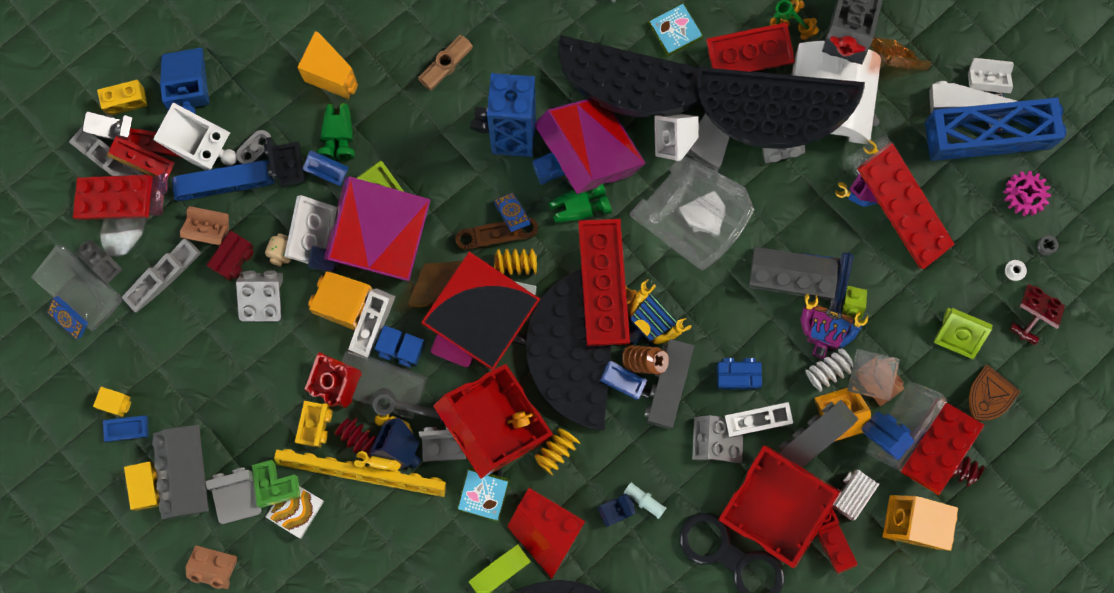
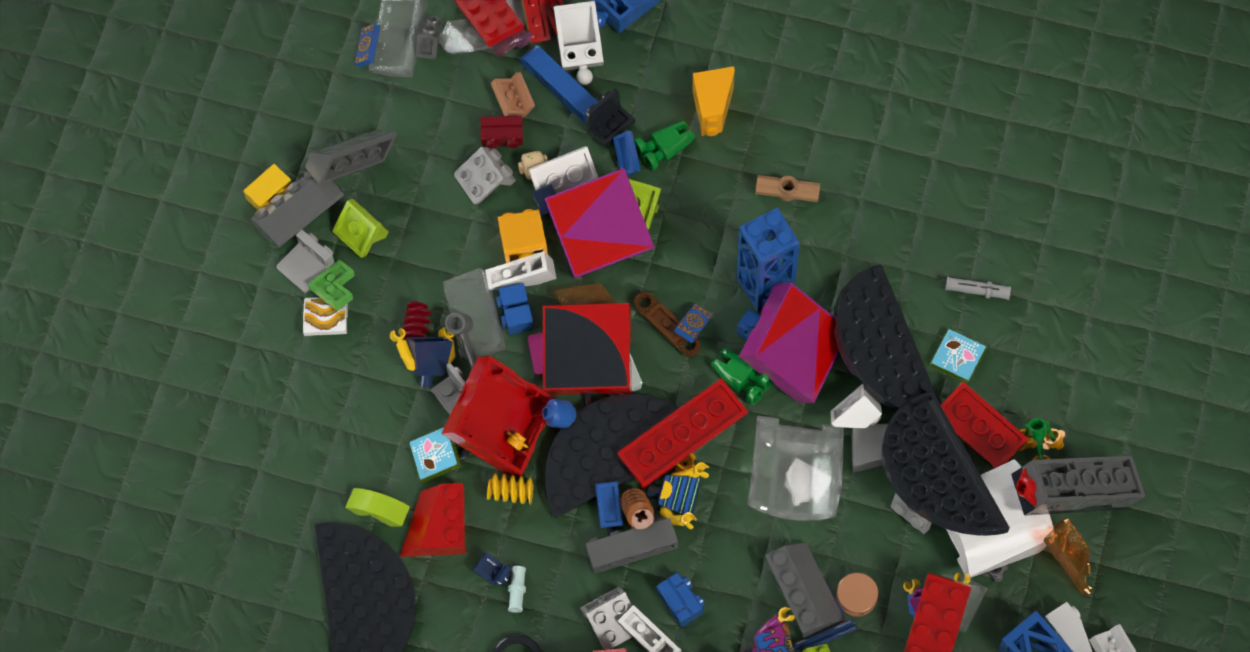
camera: 60 degrees right, 10 degrees down
(112, 402) = (321, 122): yellow brick -> none
(125, 428) = (303, 143): blue tile -> none
(161, 275) = (450, 91): light grey slope -> none
(165, 397) = (350, 155): none -> dark grey slope
(210, 567) = (236, 282): nougat bracket -> none
(235, 431) = (358, 228): none -> lime bracket
(252, 147) = (604, 86): light grey plate -> none
(313, 424) = (404, 284): yellow bracket -> none
(333, 381) = (450, 275): red slope -> none
(368, 474) = (379, 323): yellow plate -> none
(515, 261) = (651, 354): yellow piece -> none
(522, 370) = (559, 413): none -> blue head
(822, 236) = (857, 594): none -> nougat head

